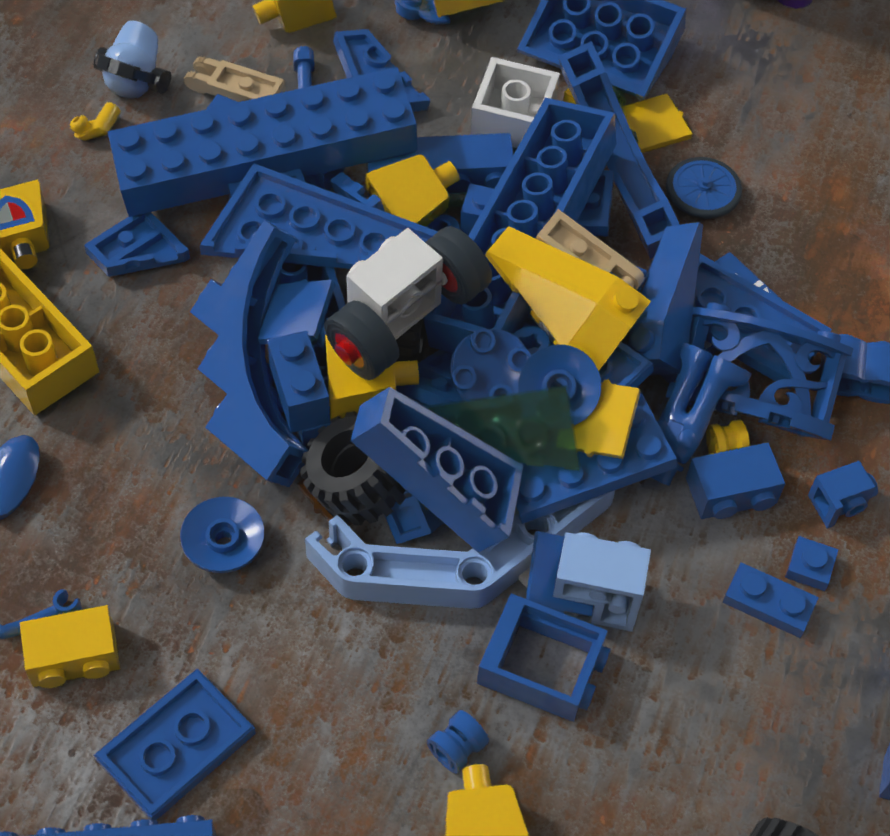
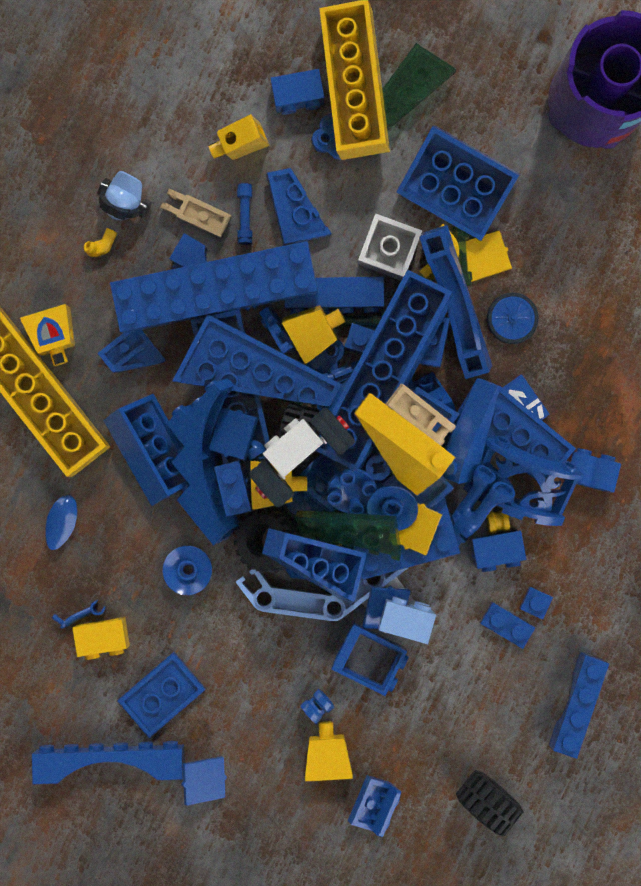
camera: 10 degrees right, 30 degrees up
(158, 364) = (148, 447): none -> blue slope
(842, 492) = (563, 560): blue brick -> none

